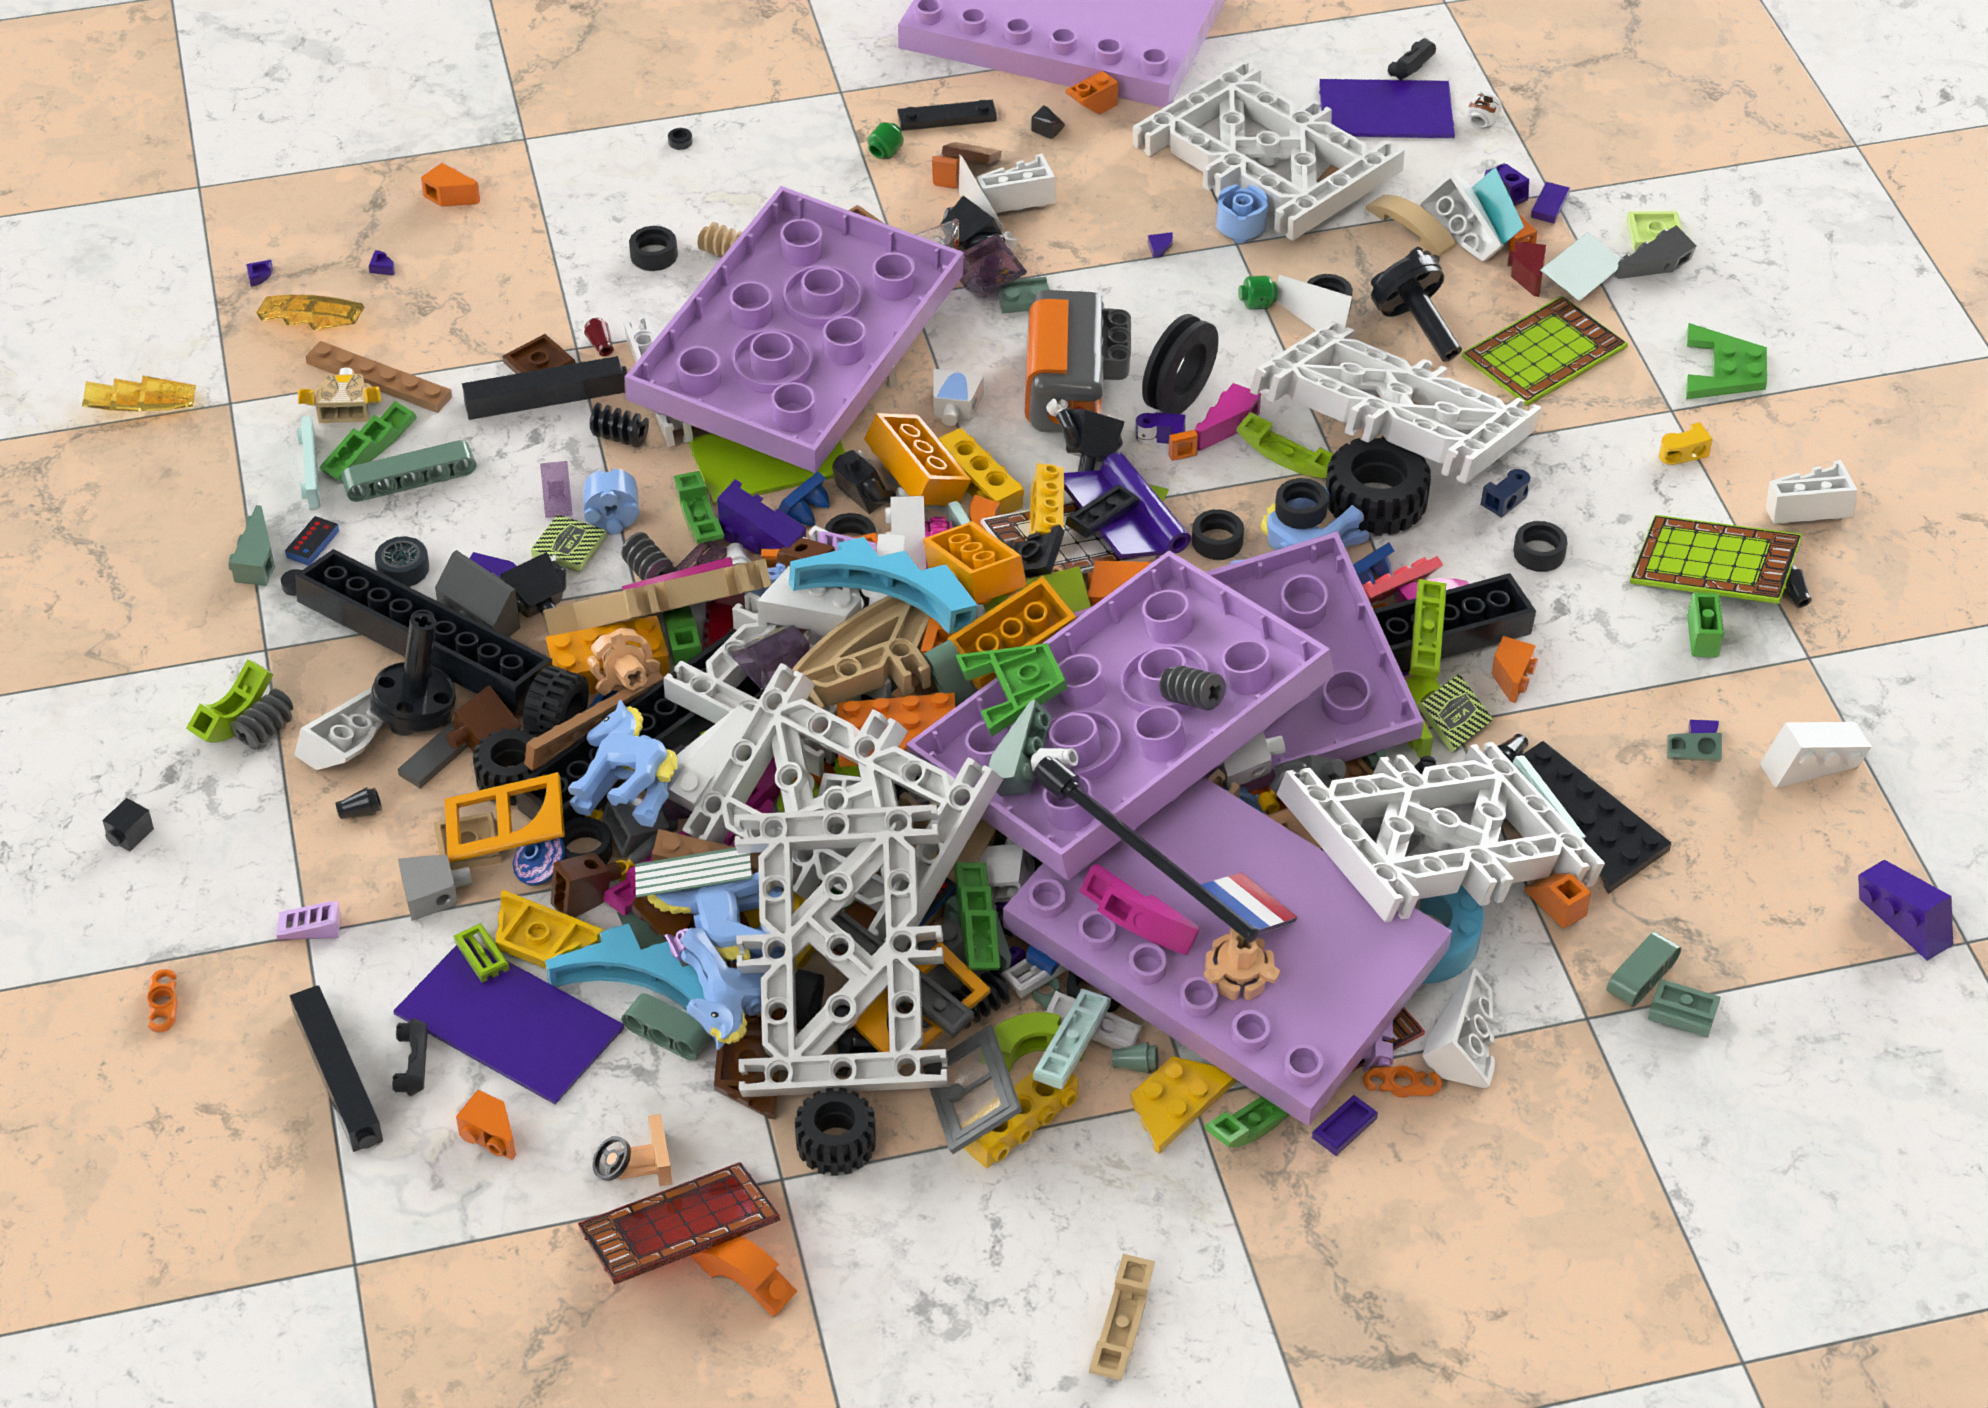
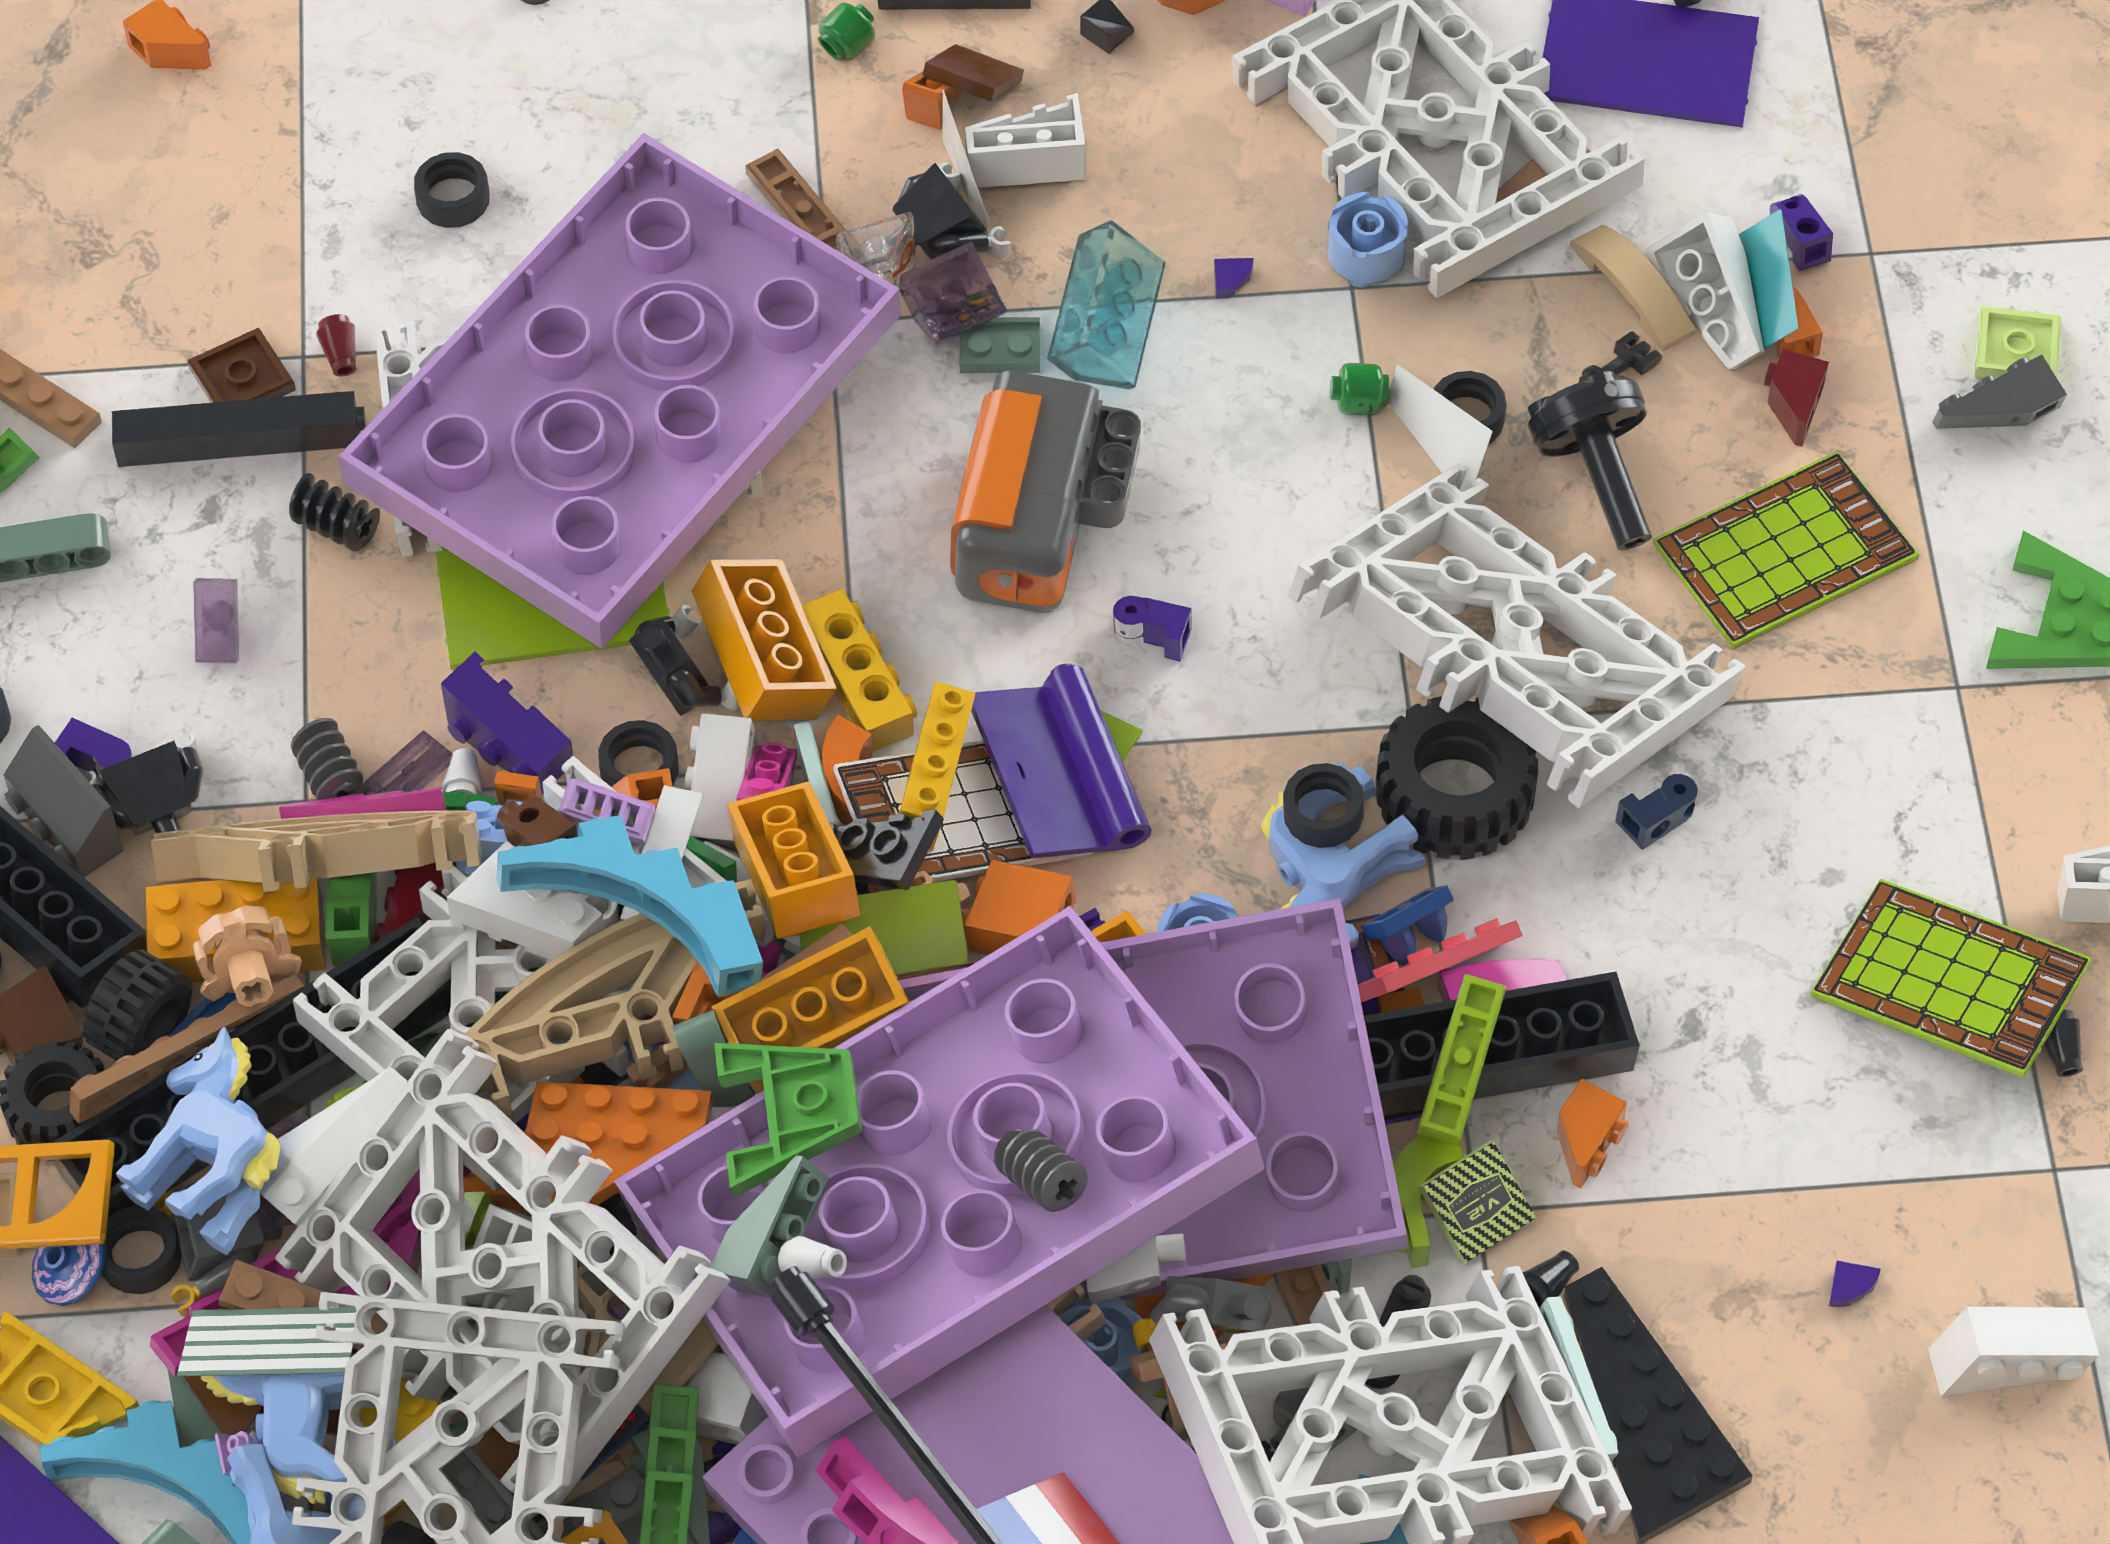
camera: 10 degrees right, 10 degrees up
(381, 264) = (40, 166): dark purple tile -> none
(570, 542) = (221, 711): tile -> none
(581, 883) = (119, 1320): reddish brown torso -> none
(611, 500) = (291, 653): light blue brick -> none
(697, 508) = (421, 678): bright green slope -> none
(717, 239) = (551, 189): tan piece -> none
(764, 654) = (455, 985): clear purple slope -> none
(811, 491) = (569, 690): blue tile -> none
(956, 395) = (852, 523): white torso -> none
(1087, 433) = (1033, 628): black torso -> none
(1088, 260) = (1106, 308): none -> clear light blue slope
(1102, 511) = (1021, 772): black tile -> none
(1162, 384) = (1159, 549): black tyre -> none
(1183, 445) = (1178, 659): orange tile -> none
(1221, 520) = (1200, 801): black tyre -> none
(1227, 415) = (1256, 617): dark pink slope -> none
(1281, 450) = (1331, 685): lime slope -> none
(1483, 109) = (1798, 83): white head -> none
(1544, 532) = (1680, 942): black tyre -> none
(1550, 202) = (1863, 271): dark purple tile -> none
(1582, 266) = (1880, 404): sticker -> none
(1686, 445) = (1958, 761): yellow leg -> none
(1695, 747) = (1830, 1314): sand green leg -> none
(1705, 625) = (1900, 1098): bright green brick -> none

